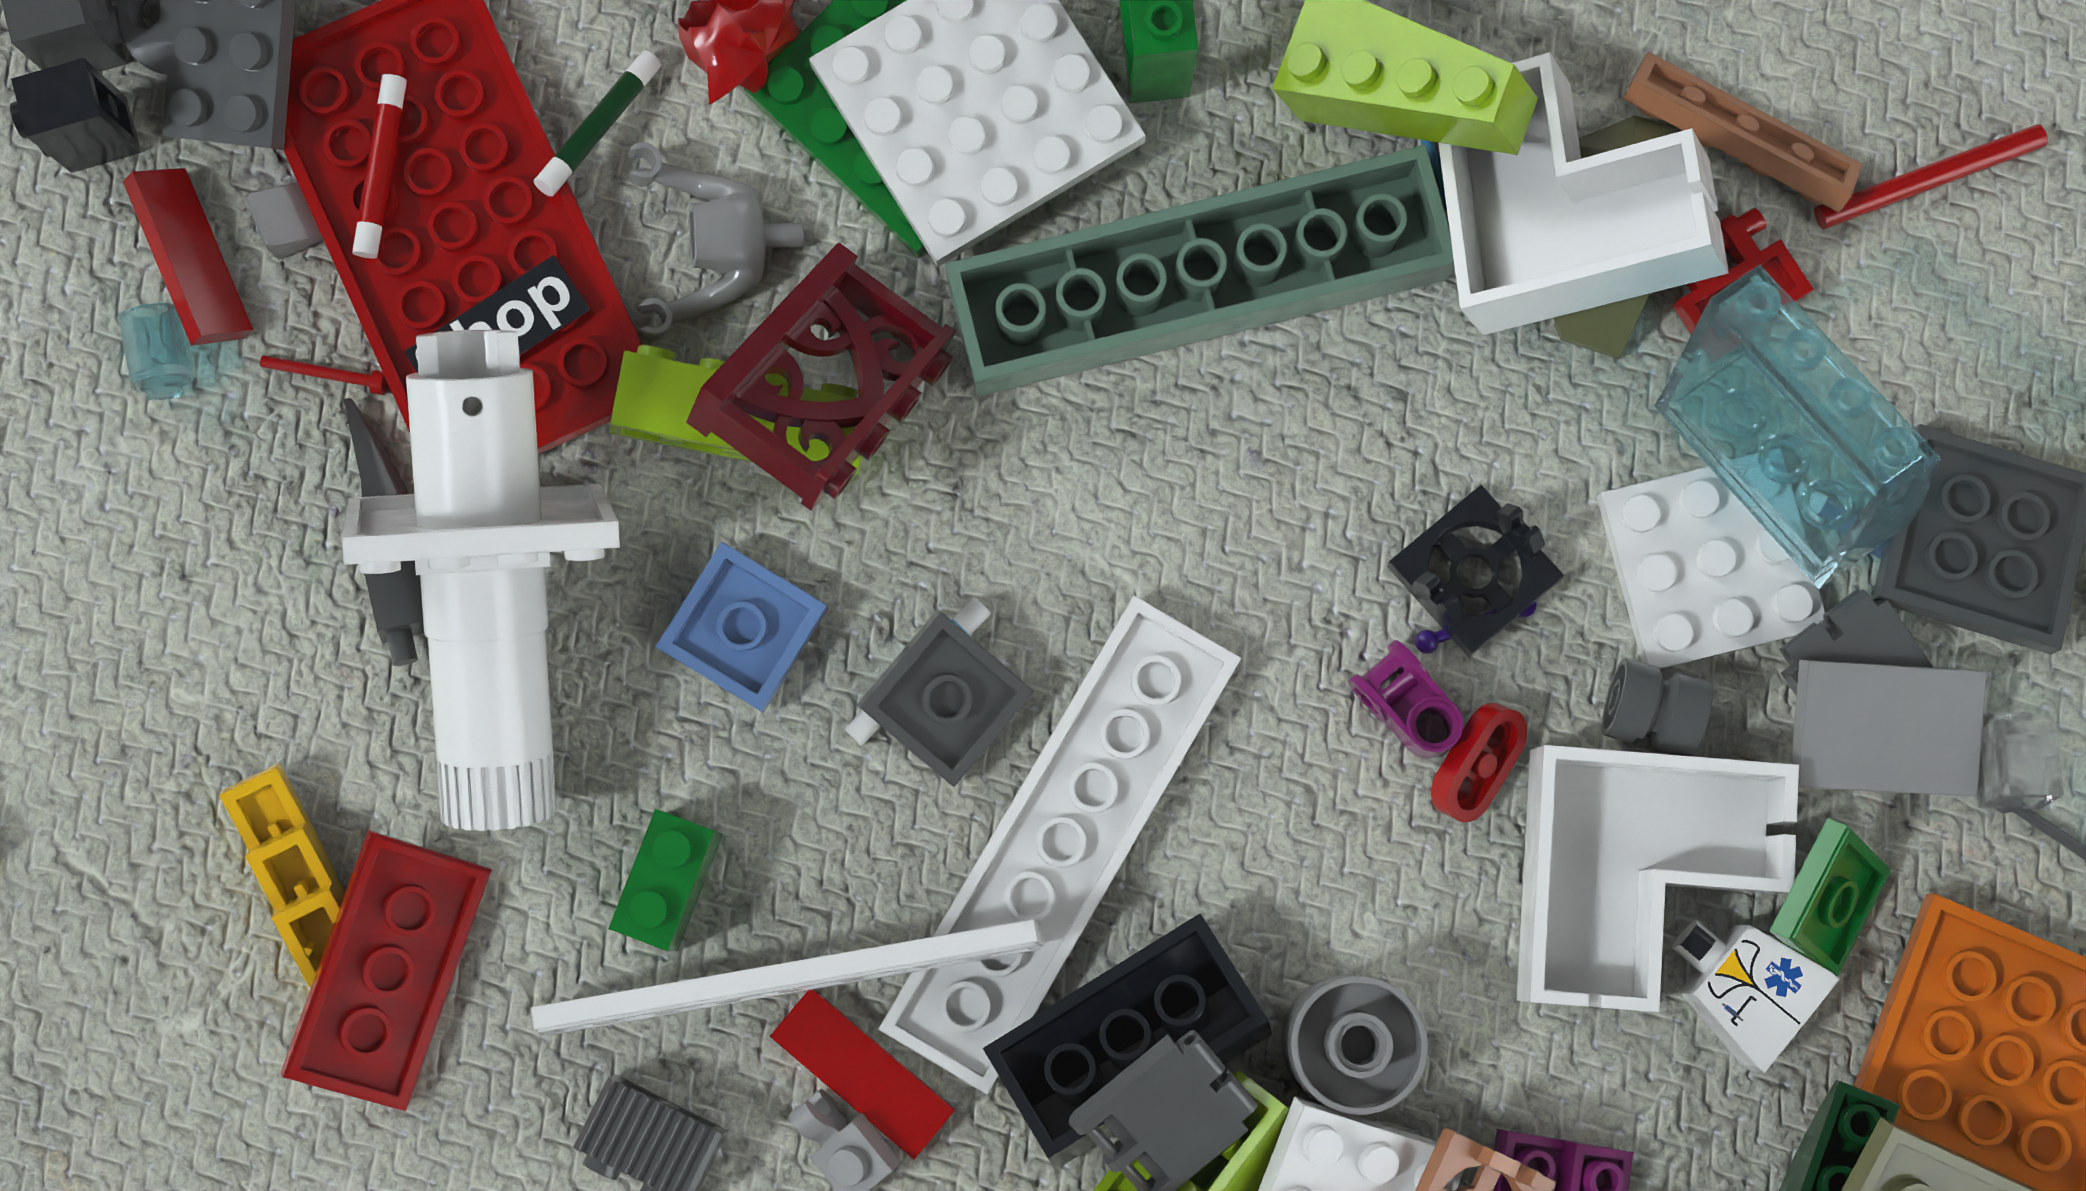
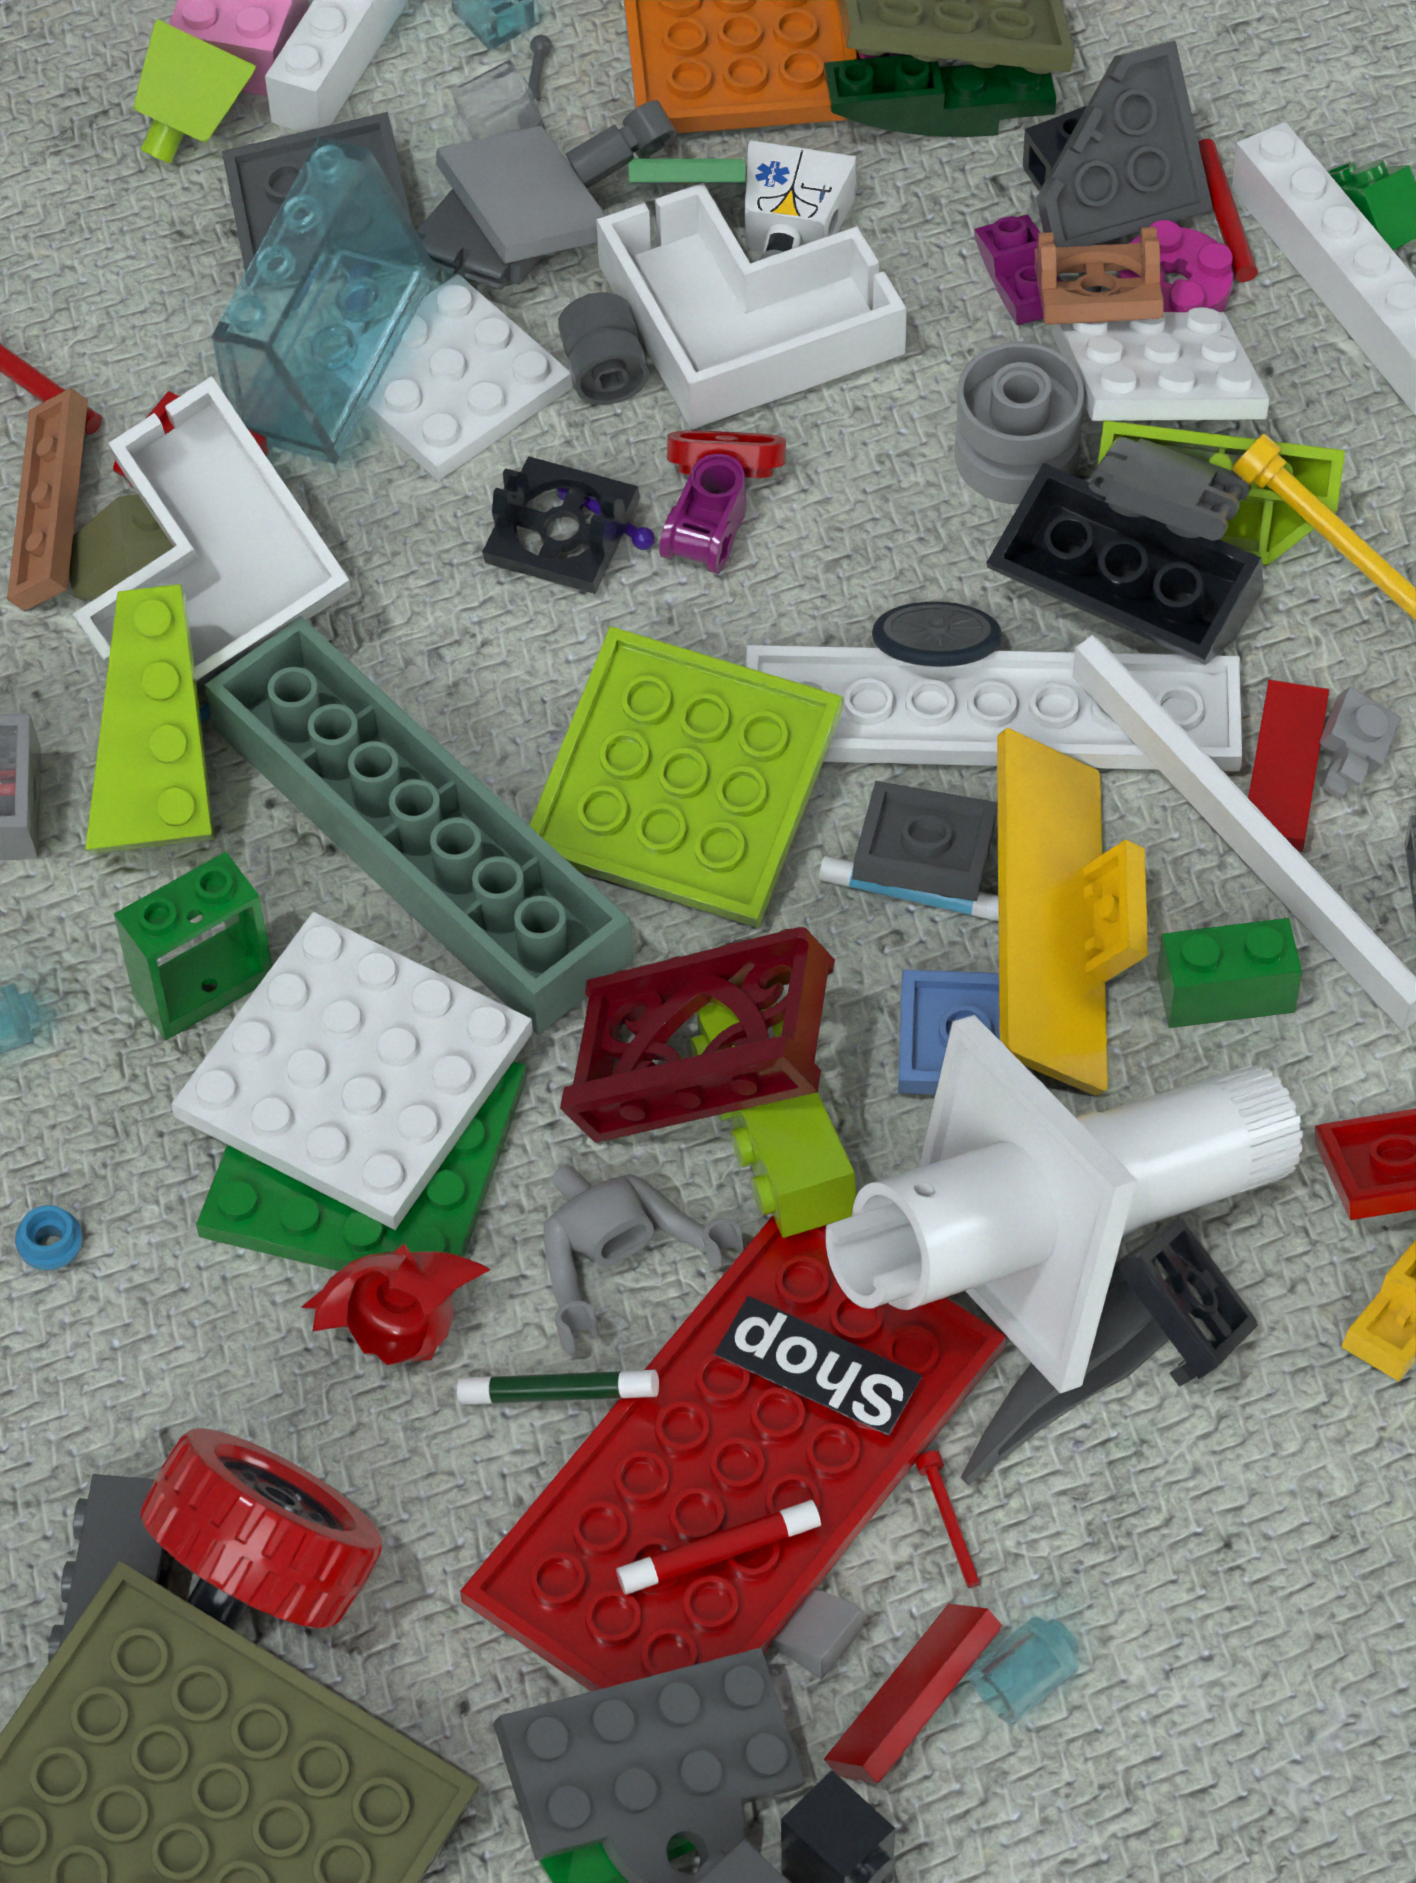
camera: 115 degrees left, 25 degrees down
(326, 637) = (1221, 1308): none -> black piece
(806, 774) = (1062, 912): none -> yellow bracket
(1124, 523) = (685, 775): none -> lime plate
(1162, 835) = (936, 634): none -> wheel
(1896, 842) = (644, 132): none -> dark grey bar

